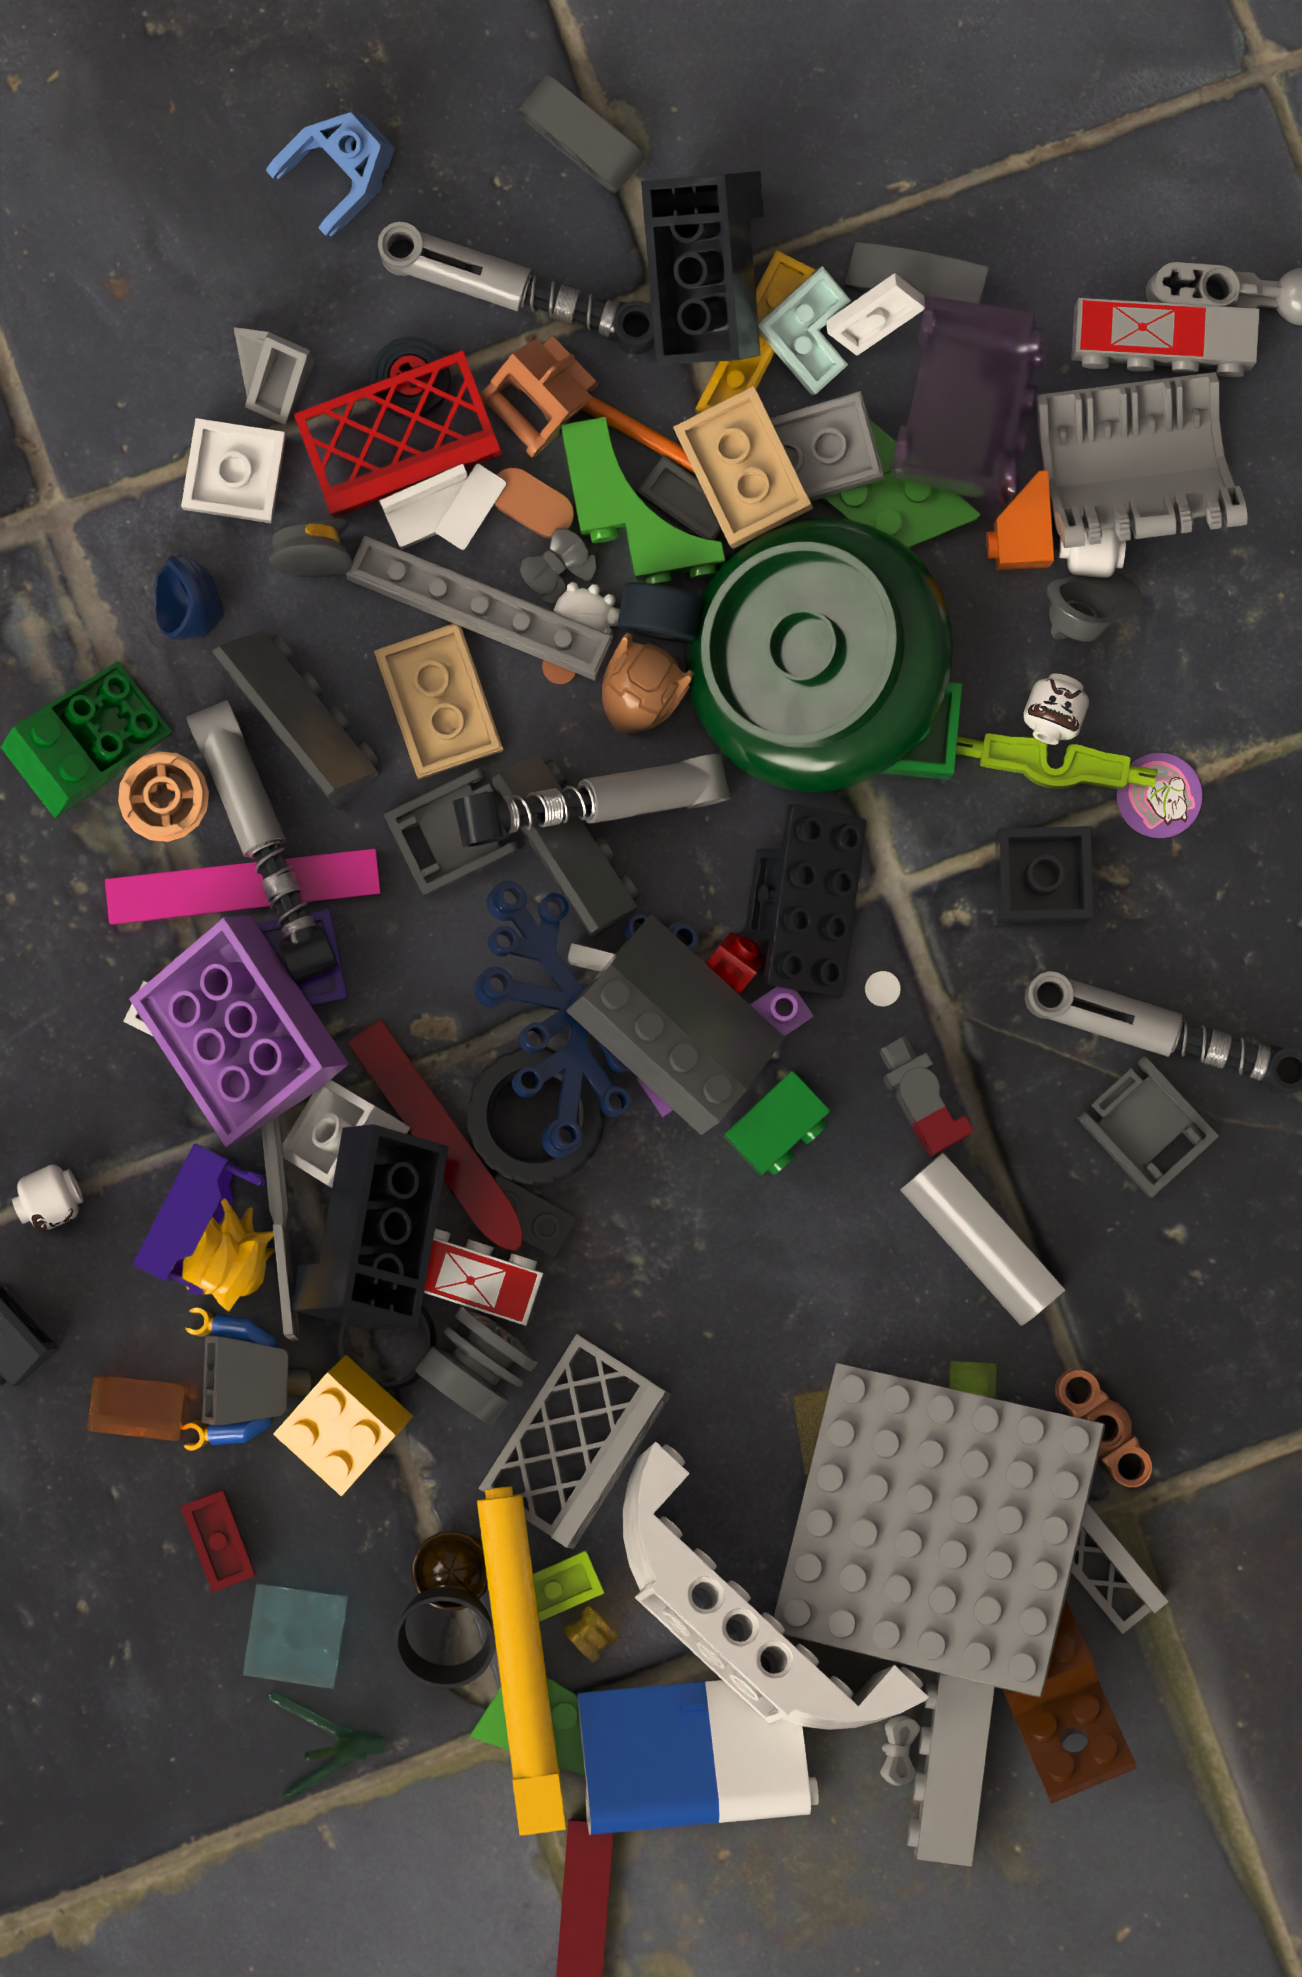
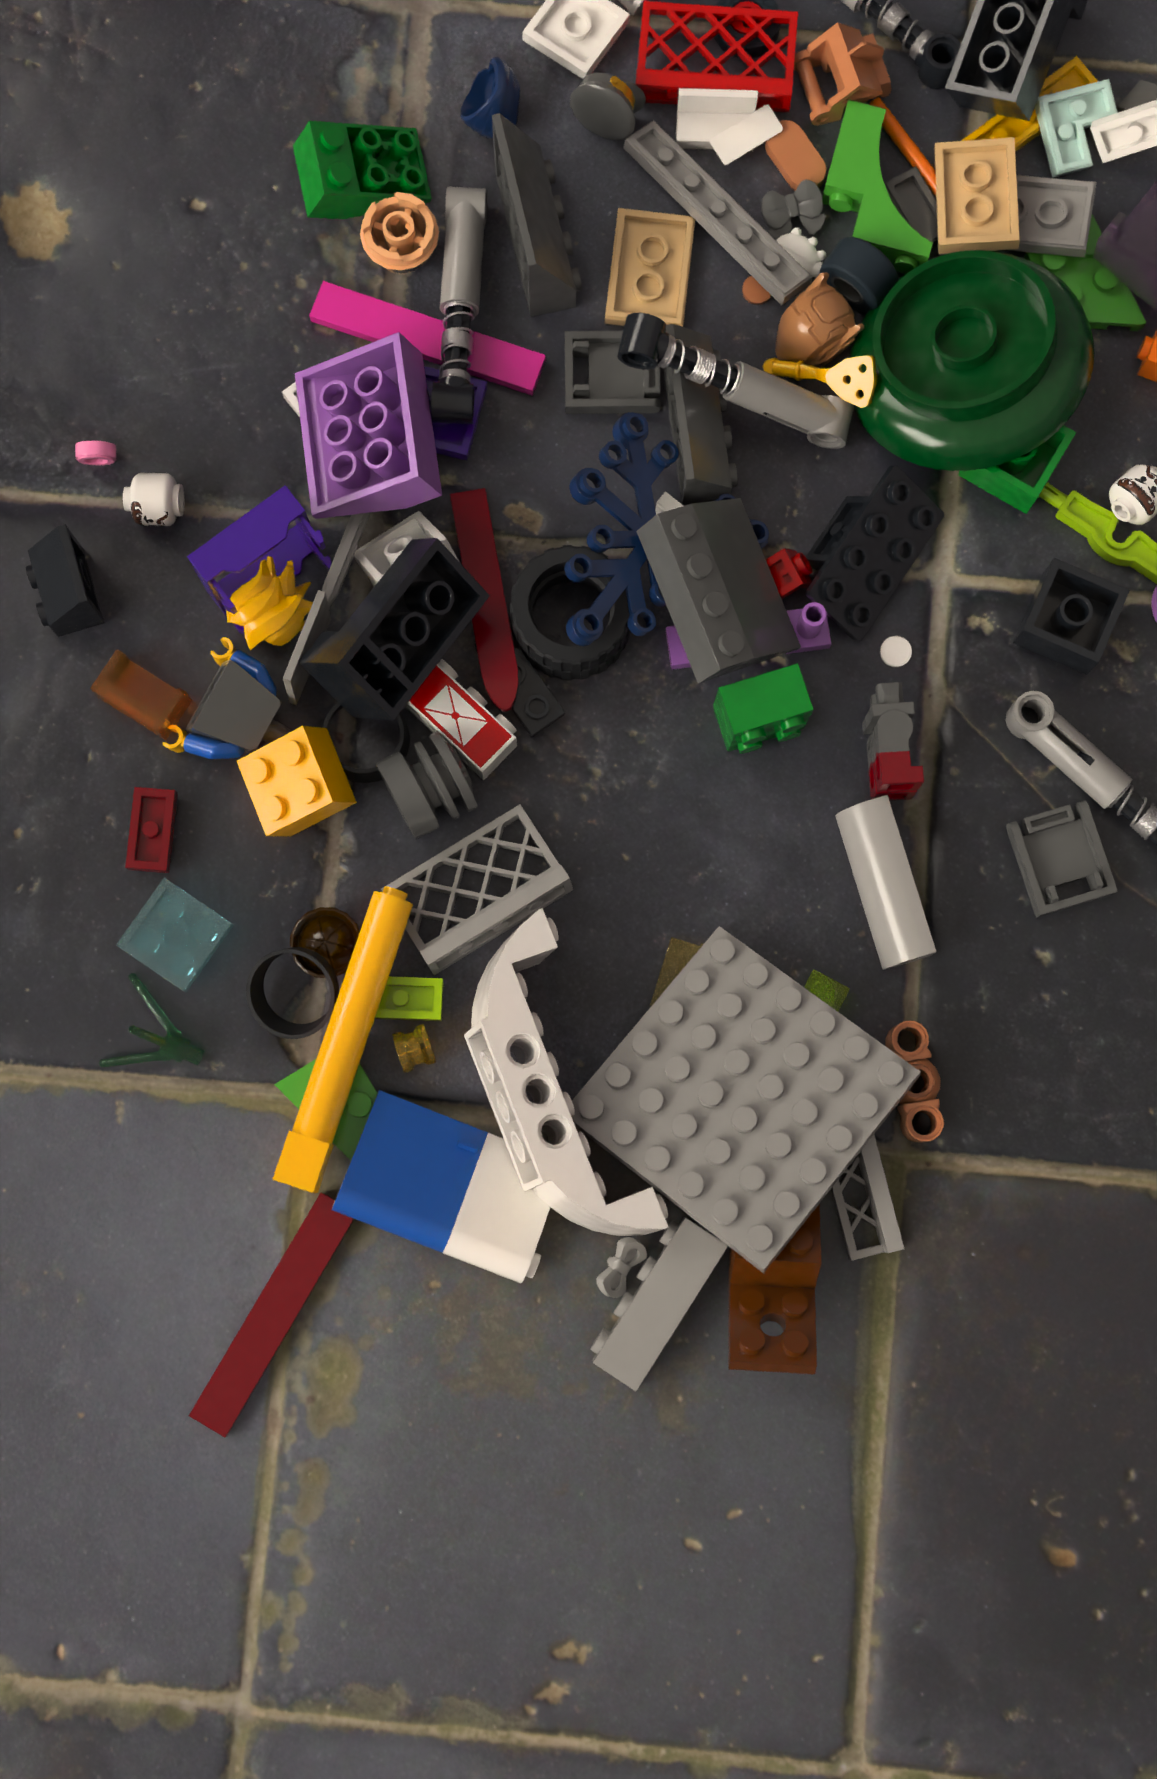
camera: 25 degrees right, 5 degrees down
(686, 738) = (833, 377): none -> yellow piece

